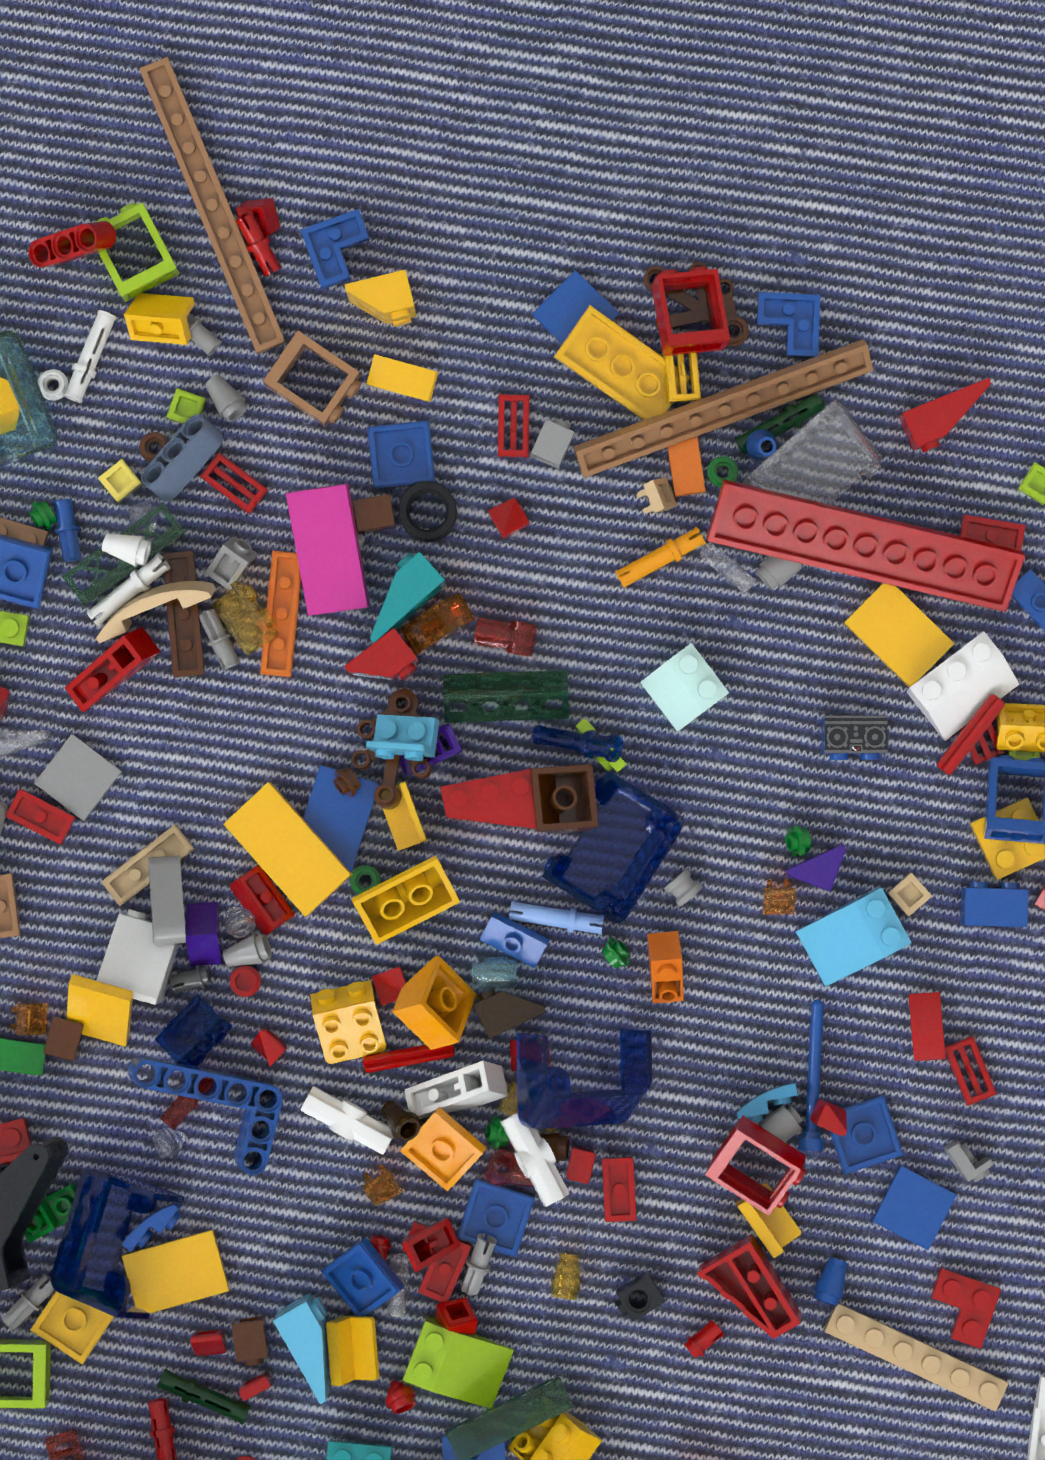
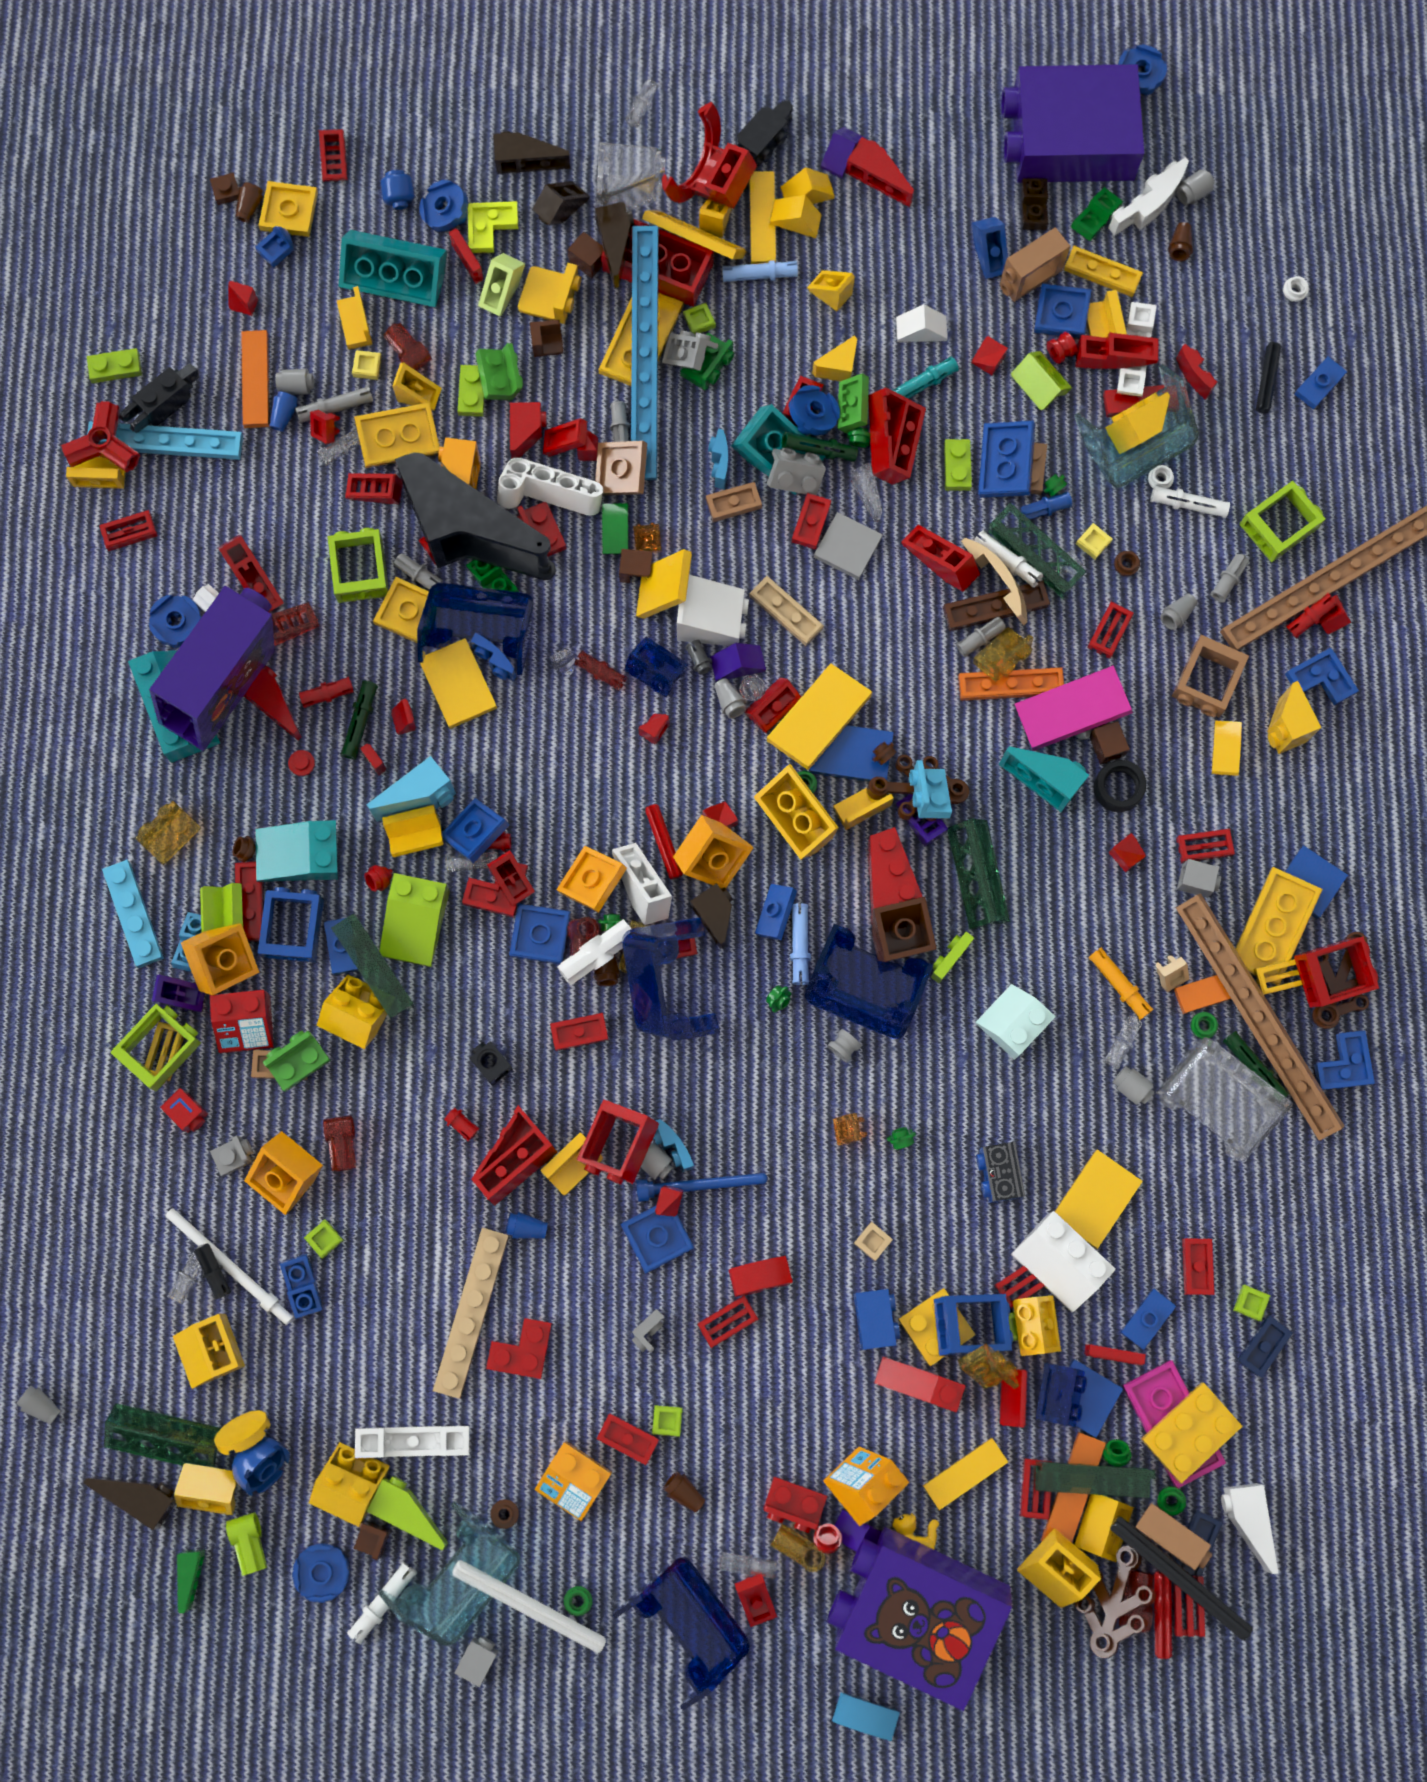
camera: 80 degrees right, 10 degrees down
(72, 244) = (1280, 469): red beam -> none
(128, 548) = (1043, 549): white cone -> none
(159, 318) = (1232, 548): yellow panel -> none
(166, 900) = (762, 623): light grey beam -> none
(182, 457) = (1124, 583): sand blue beam -> none
(185, 406) = (1163, 583): lime tile -> none
(220, 1094) = (609, 690): blue beam -> none
(231, 562) = (1047, 635): light grey bracket -> none
(245, 981) = (704, 701): red plate -> none
(251, 1340) = (410, 749): reddish brown brick -> none
(347, 1120) = (603, 799): white piece -> none
(348, 1022) = (684, 786): yellow bracket -> none
(381, 1188) = (552, 835): clear orange tile -> none
(385, 659) = (992, 766): red slope -> none
(401, 454) = (1162, 758): blue tile -> none
(401, 1121) = (609, 840): dark brown cone -> none
(437, 623) = (1029, 808): clear orange slope -> none
(457, 1316) = (453, 911): red slope -> none
(478, 1264) = (498, 923): light grey axle -> none
(494, 972) = (746, 899): clear light blue brick -> none
(513, 637) = (1028, 872): clear red piece -> none
(566, 1277) = (498, 999): clear yellow cone -> none
(580, 1164) = (595, 995): red slope -> none
(588, 743) = (954, 942): clear blue pin -> none
(665, 967) = (774, 1041): orange slope -> none
(754, 443) = (1230, 1044): blue cone -> none
(820, 869) = (880, 1160): dark purple slope -> none
(853, 936) = (827, 1199): medium azure slope -> none
(864, 545) = (1168, 1154): plate -> none
(914, 1207) = (600, 1290): blue tile -> none
(934, 419) = (1289, 1200): red slope -> none
(970, 734) = (1022, 1274): red axle -> none

